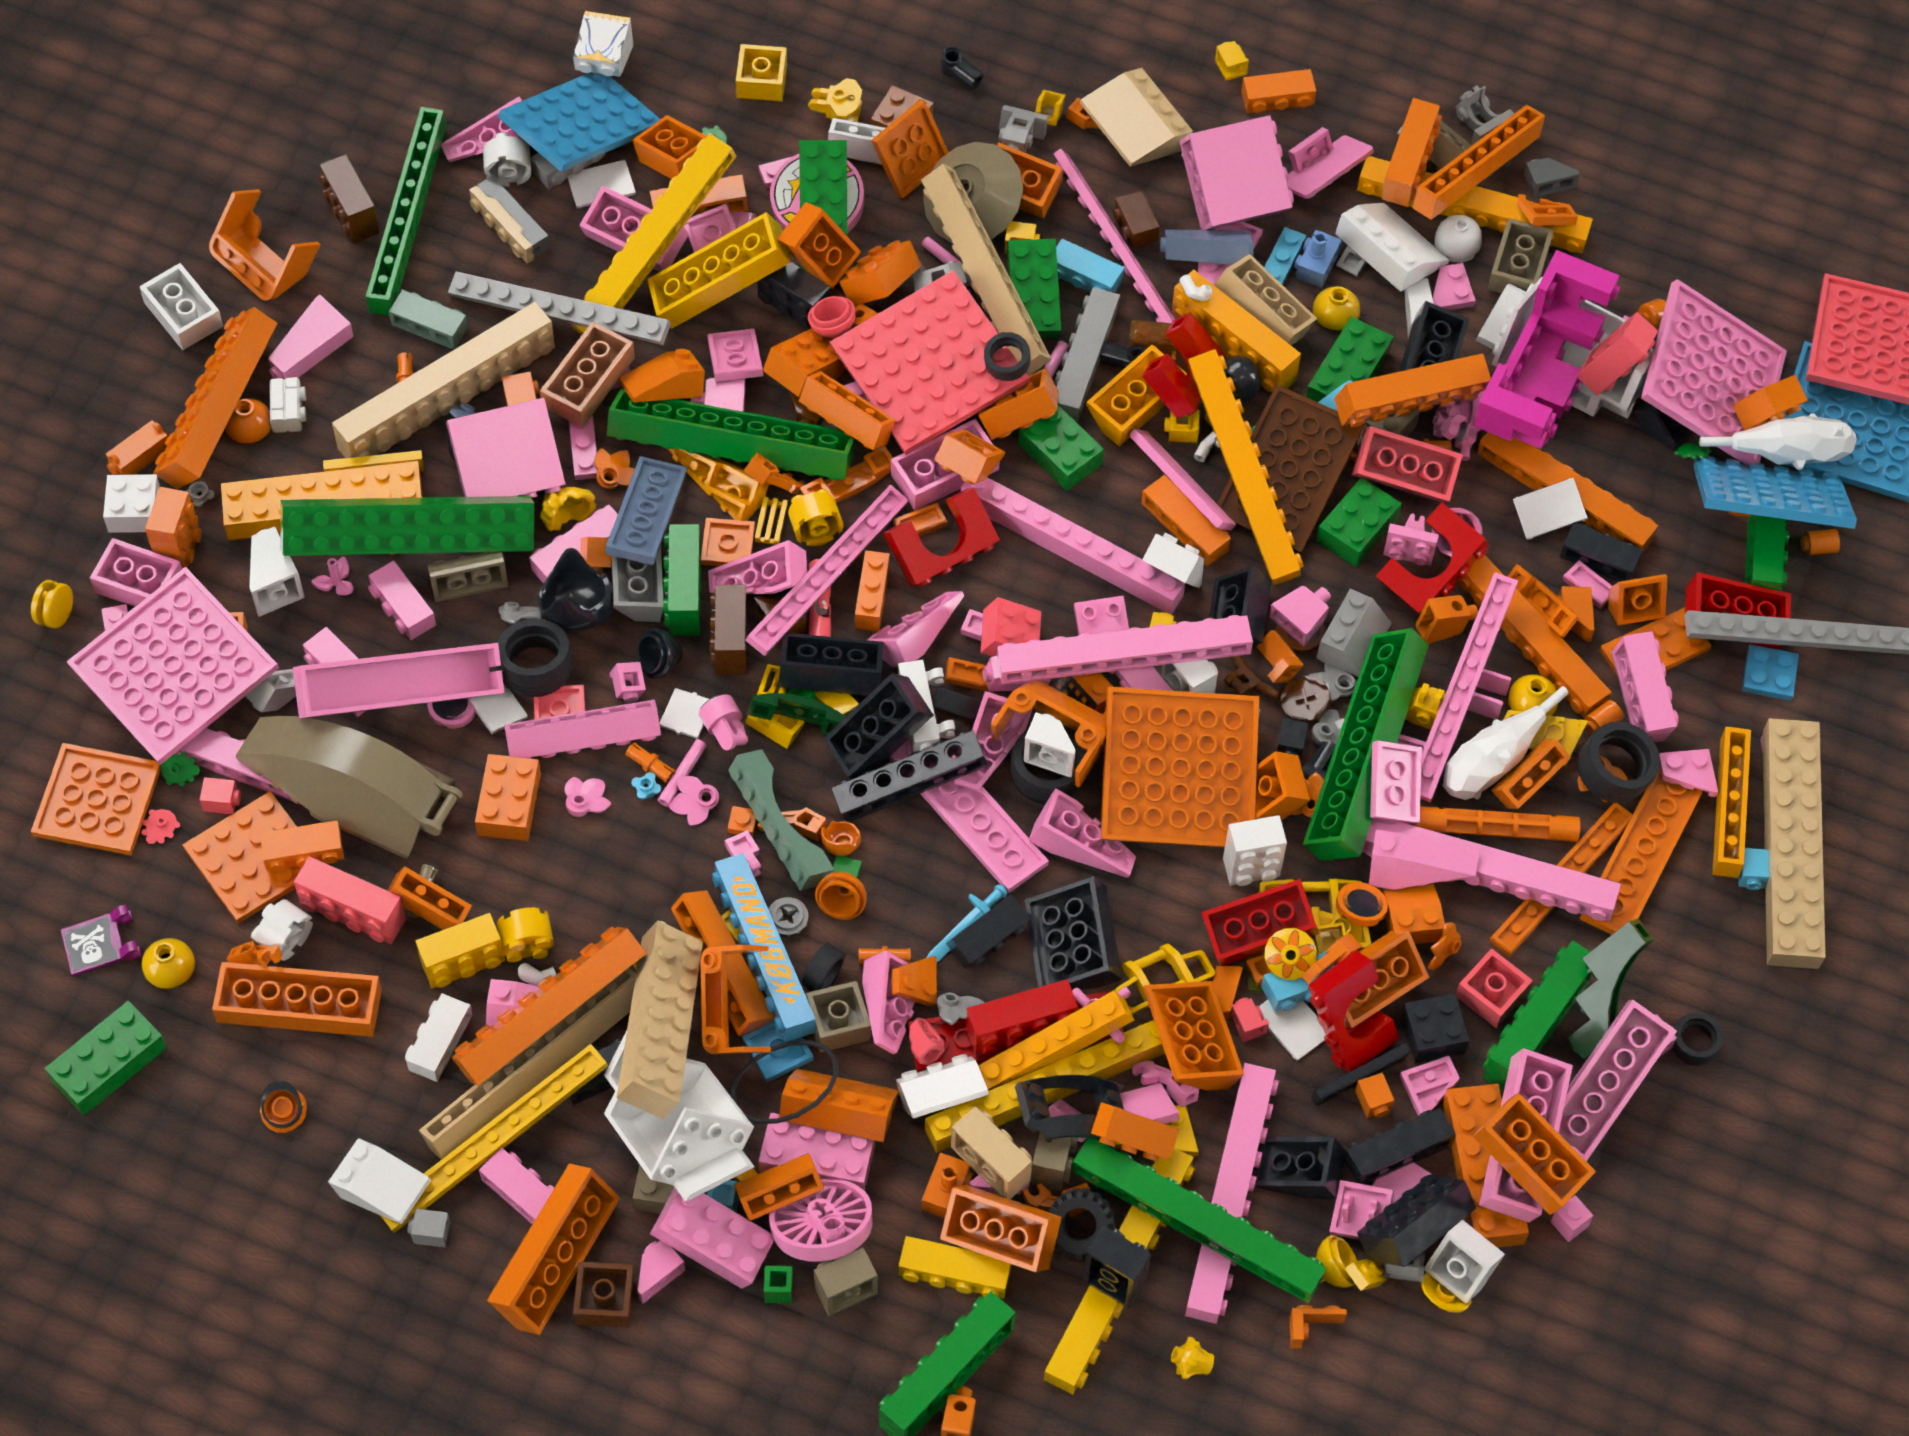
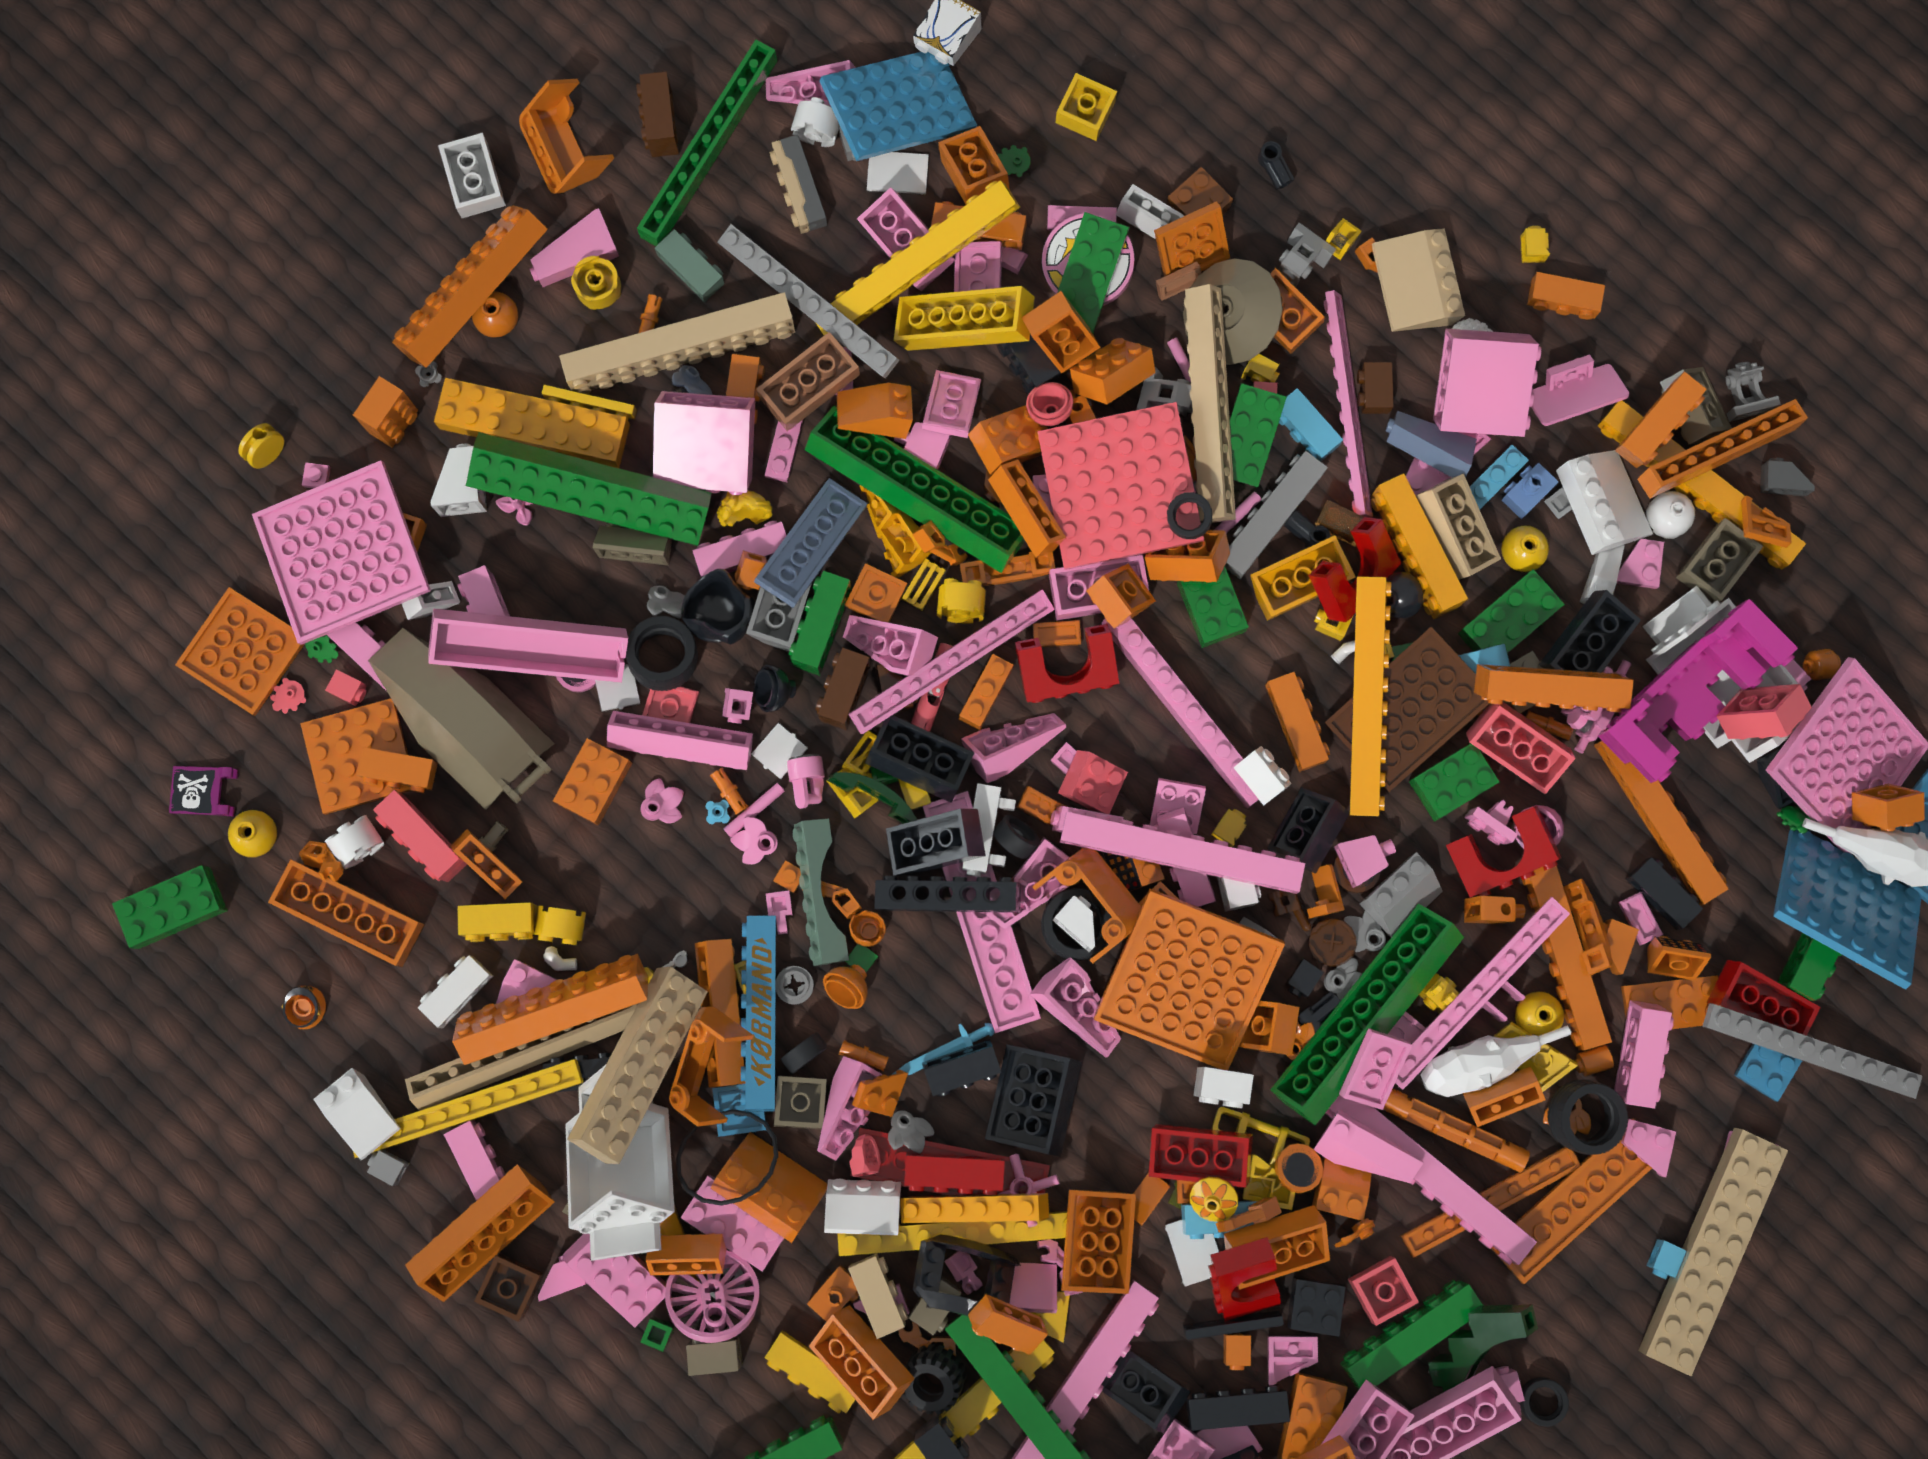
camera: 20 degrees right, 20 degrees up
(129, 502) = (363, 362): white brick -> none
(131, 572) = (342, 441): bright pink brick -> none
(137, 450) = (386, 312): orange brick -> none
(286, 405) = (533, 311): white brick -> none
(341, 359) = (599, 295): none -> yellow brick
(401, 600) = (567, 550): bright pink brick -> none
(614, 466) = (805, 478): orange plate -> none
(839, 101) = (1149, 166): yellow hinge -> none
(909, 189) = (1178, 281): none -> nougat tile
(1134, 971) = (1114, 1180): yellow bar -> none
(1182, 479) = (1309, 681): bright pink tile -> none
(1199, 293) = (1393, 499): white arm -> none
(1248, 1019) = (1156, 1235): coral brick -> none
(1550, 508) = (1635, 833): white piece -> none
(1731, 802) = (1674, 1189): light orange brick -> none

